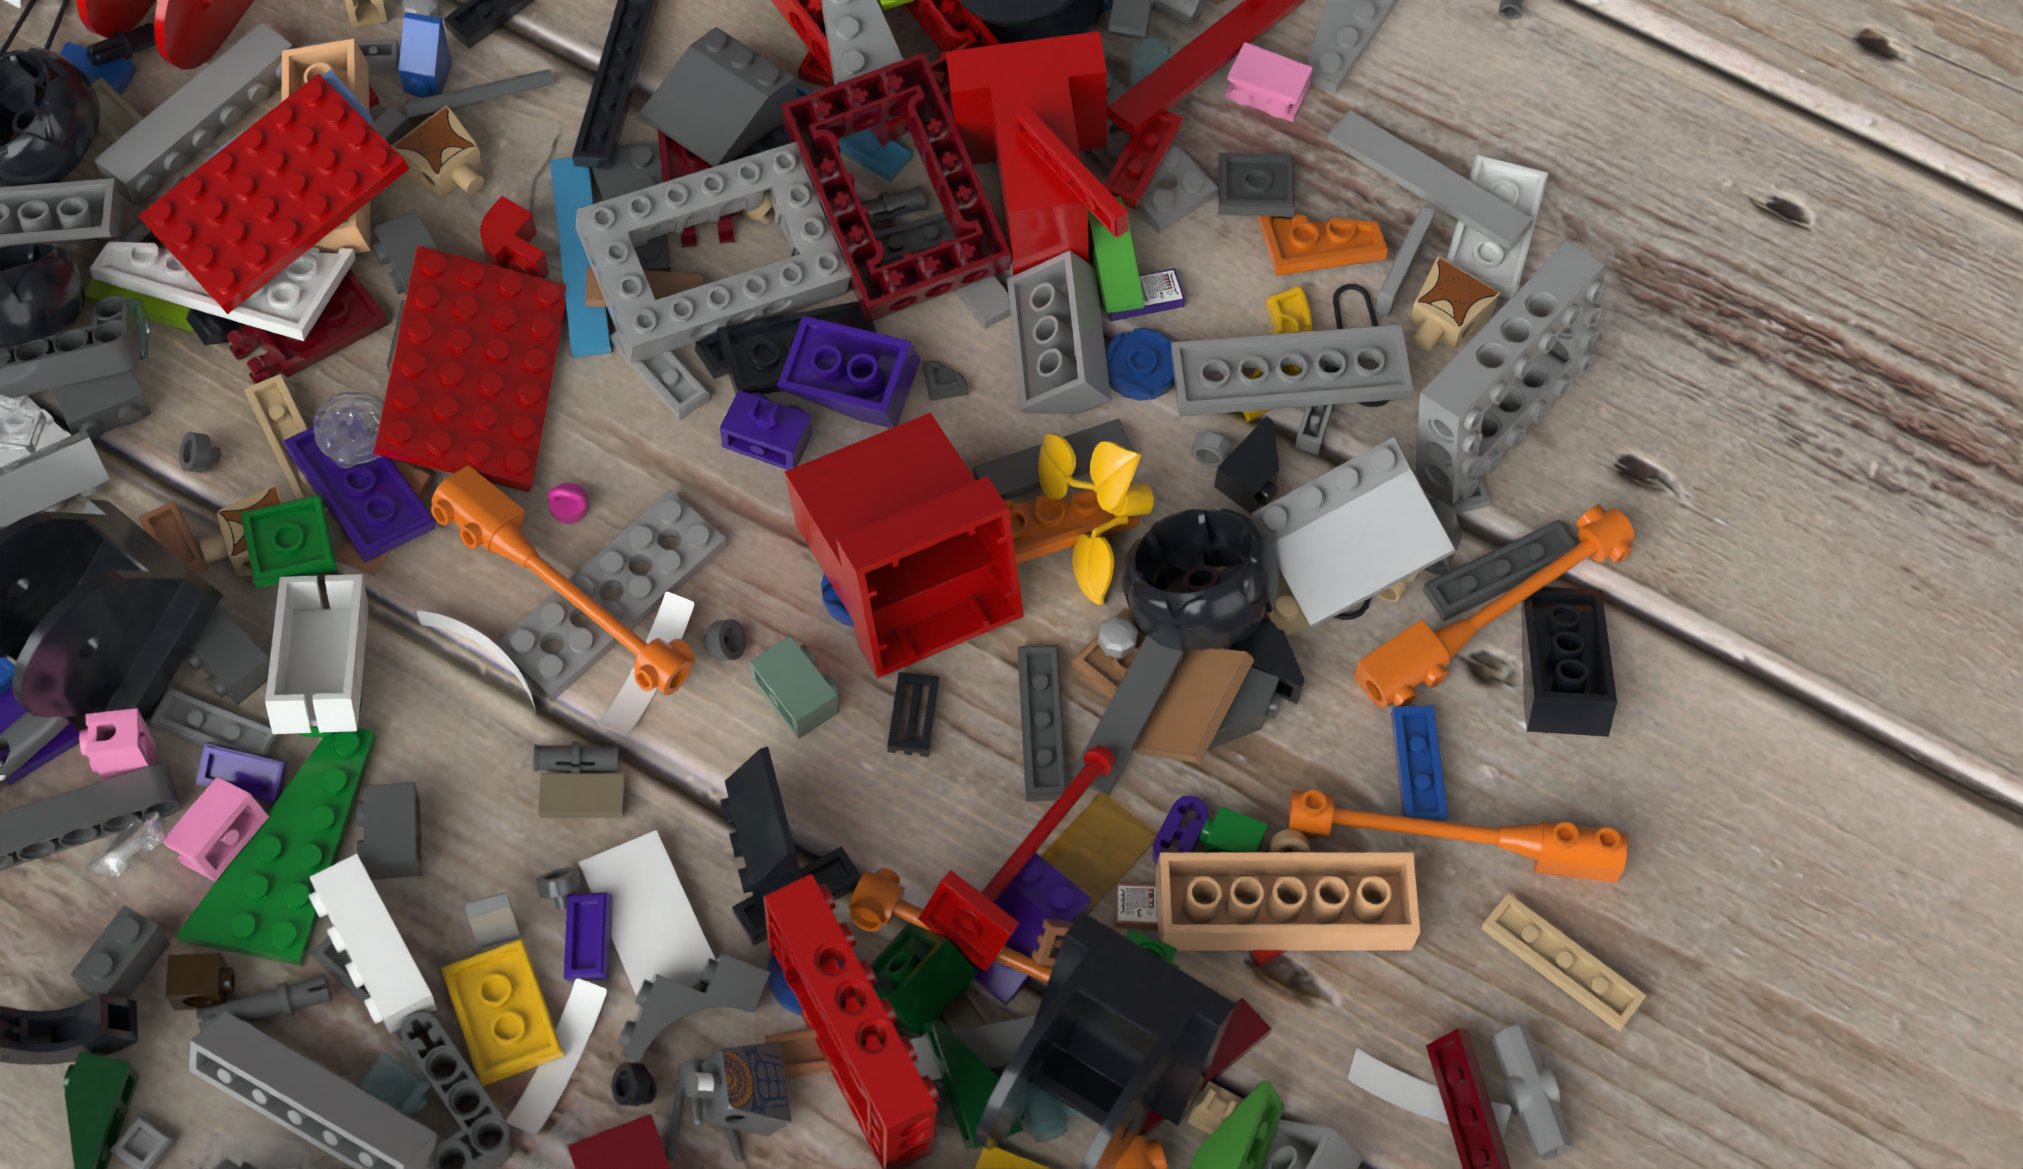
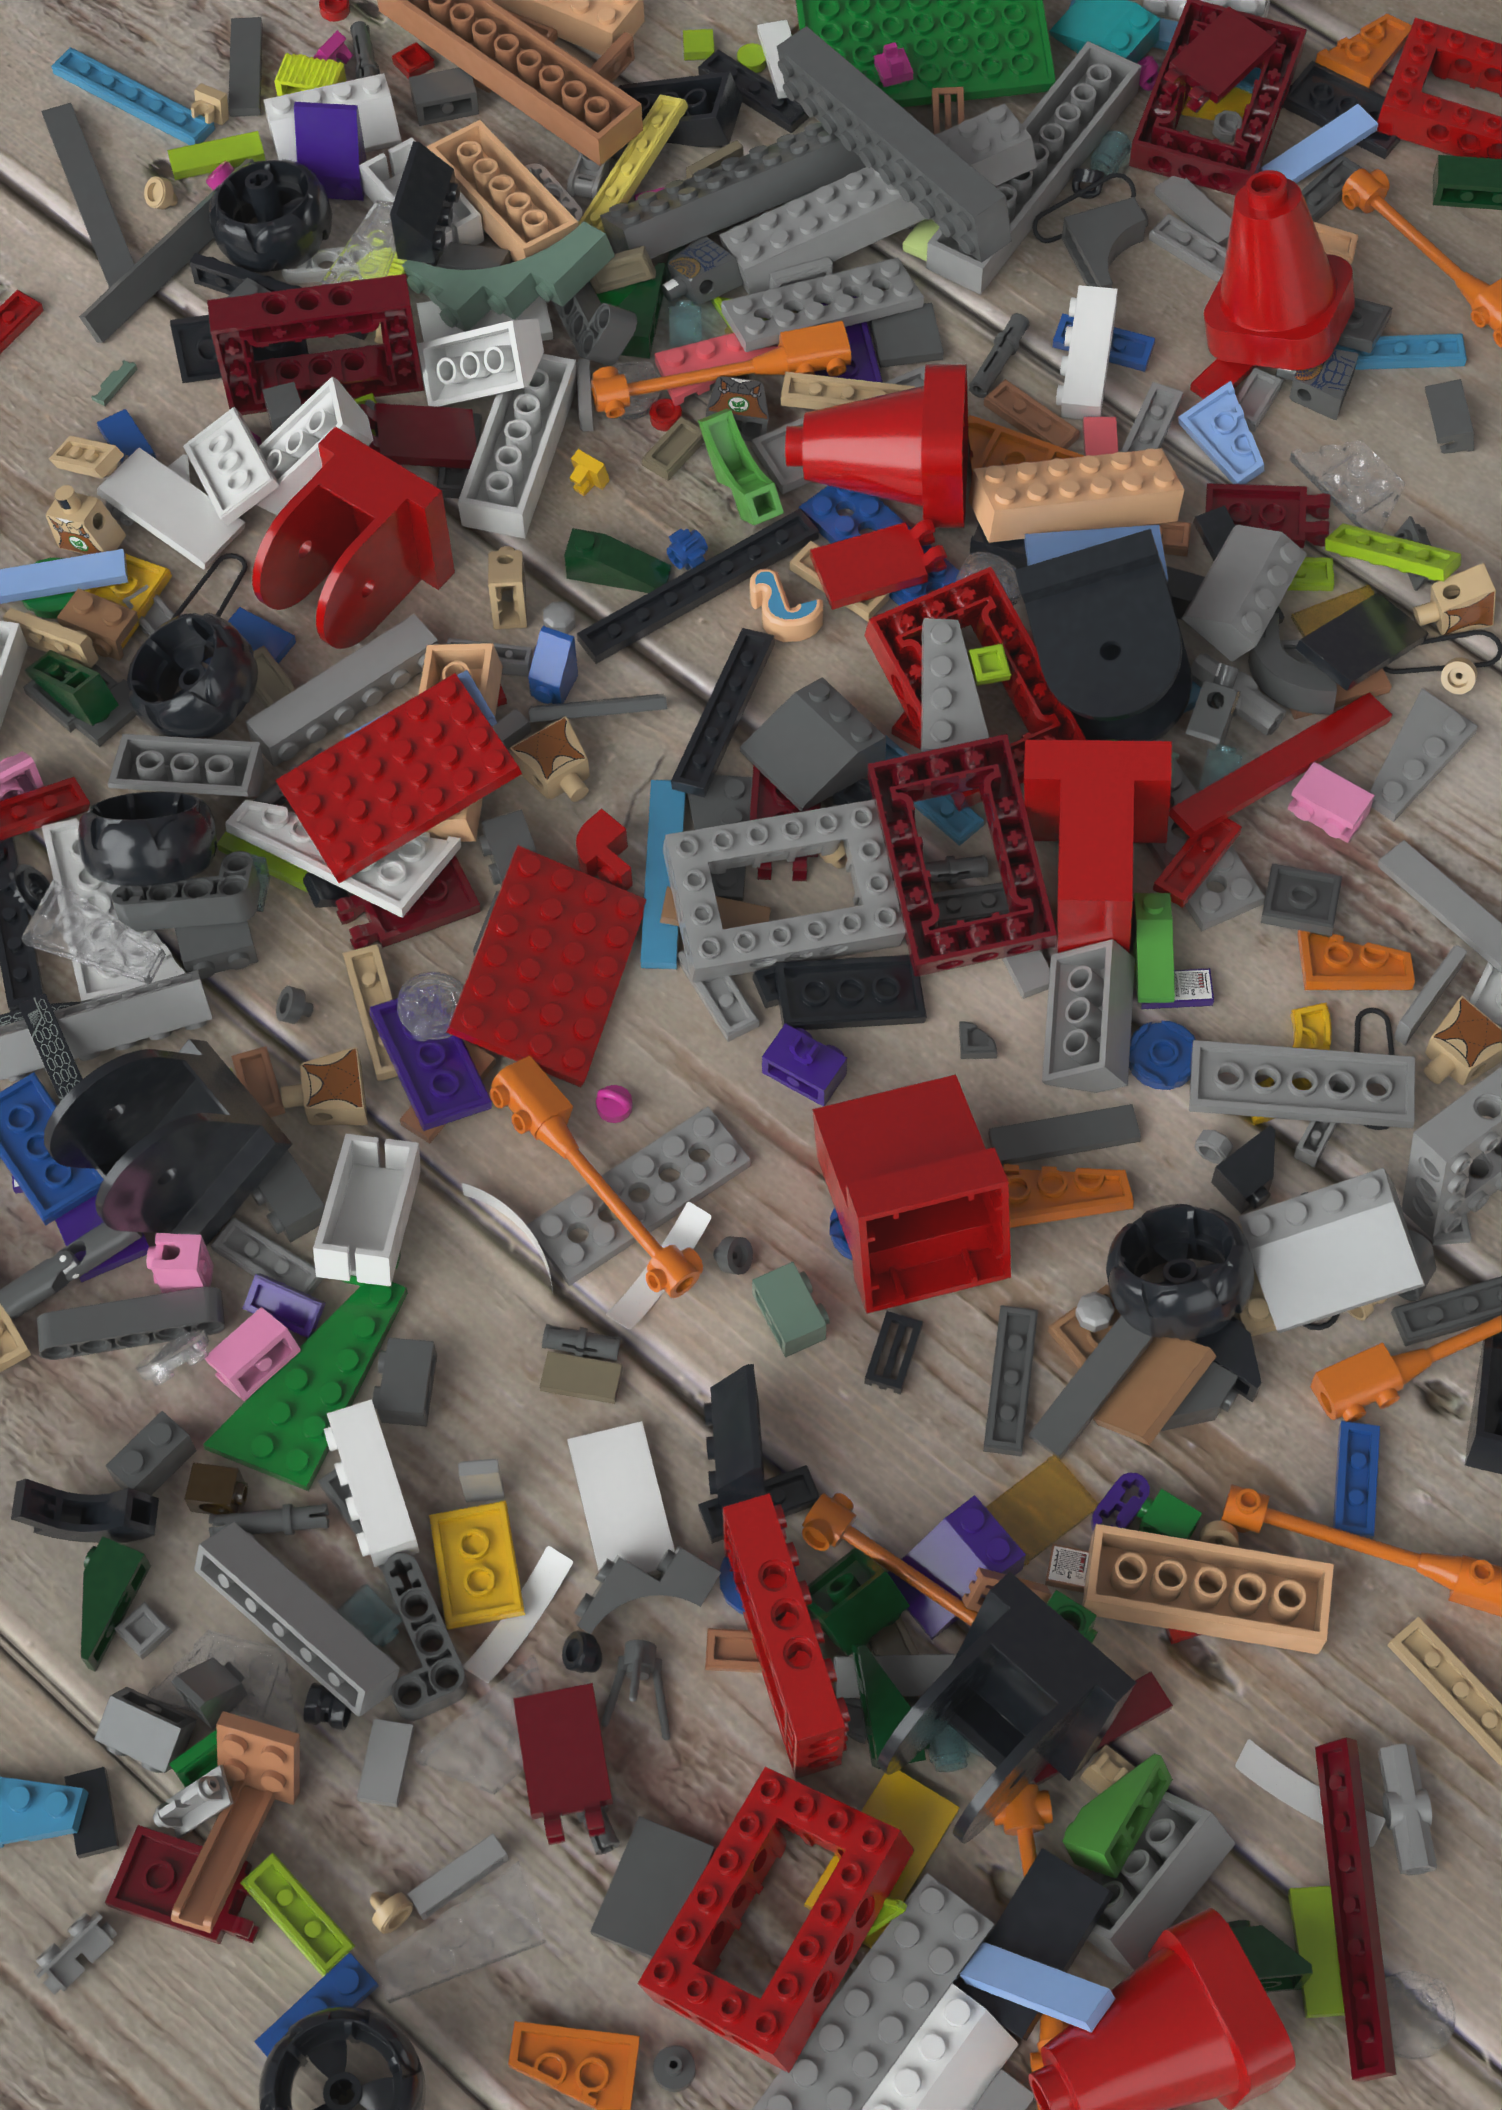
camera: 15 degrees right, 0 degrees up
(121, 45) = (287, 617): black axle -> none
(288, 540) = (359, 1101): green tile -> none
(558, 885) = (546, 1458): dark grey tile -> none
(588, 936) = (564, 1509): dark purple tile -> none
(744, 1088) = (679, 1675): dark grey torso -> none
(850, 371) = (890, 1021): dark purple slope -> none
(972, 917) = (910, 1556): red tile -> none
(1071, 171) = (1121, 872): red tile -> none
(1112, 472) = (1111, 1165): yellow plant -> none

